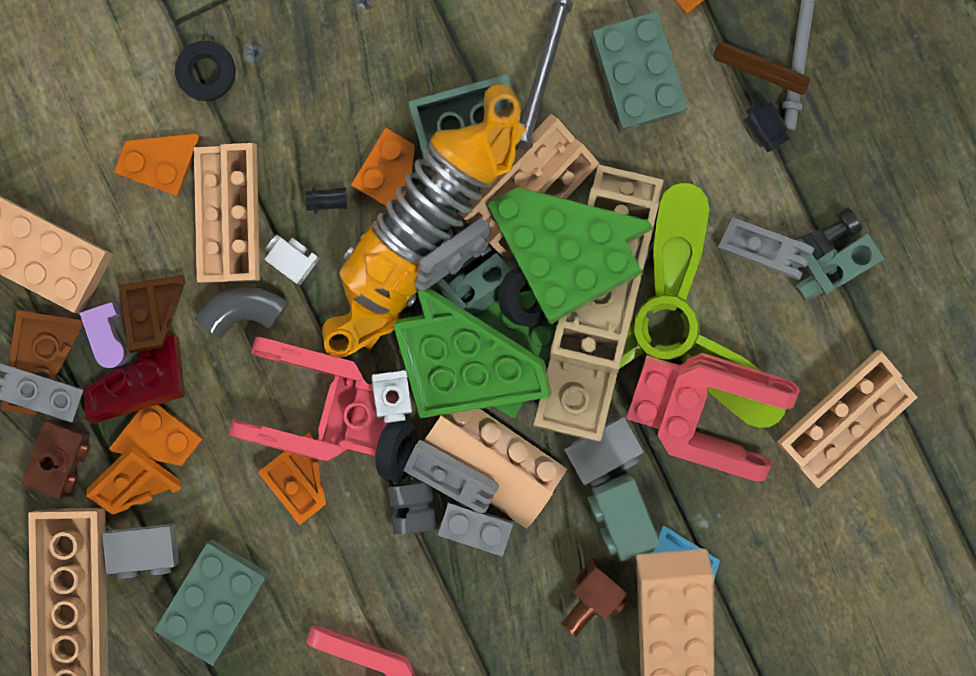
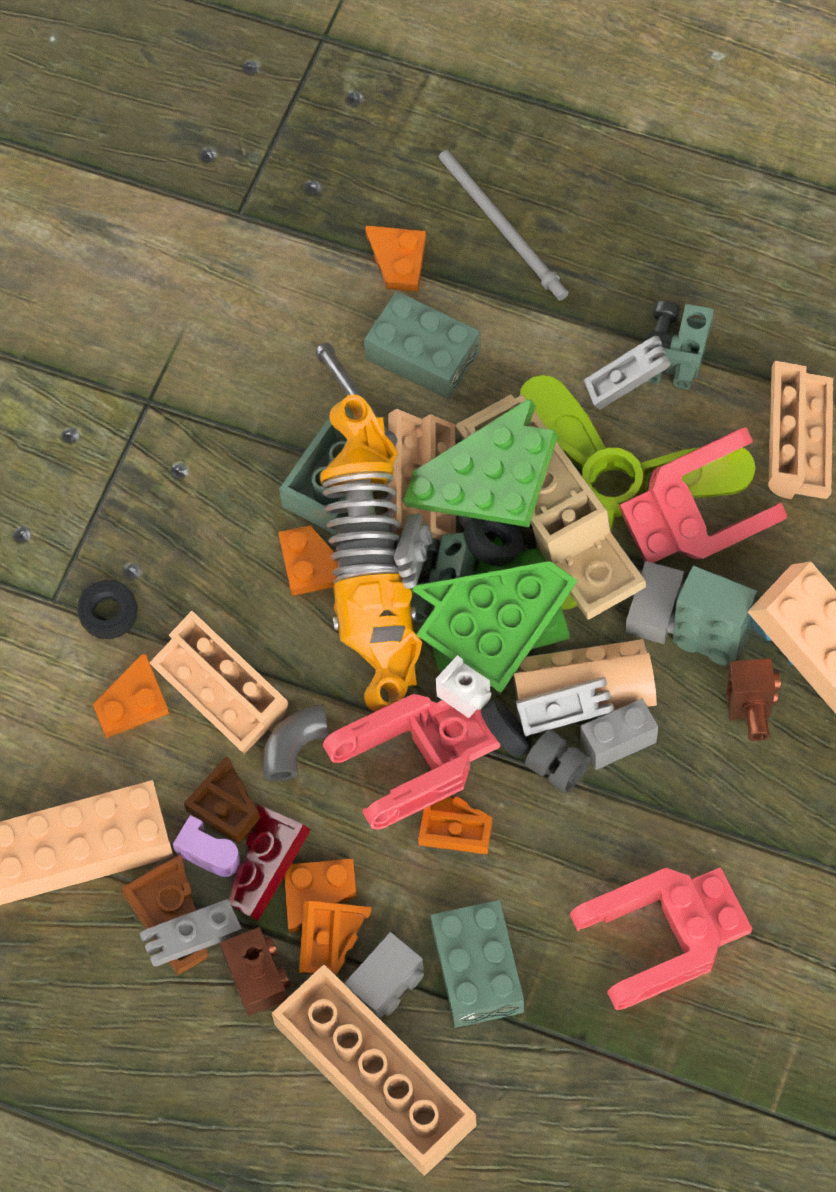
camera: 35 degrees left, 25 degrees down
(290, 258) = (296, 675): white brick -> none
(326, 199) = (282, 615): black pin -> none
(761, 68) = (504, 273): reddish brown axle -> none
(766, 125) = (545, 304): black brick -> none

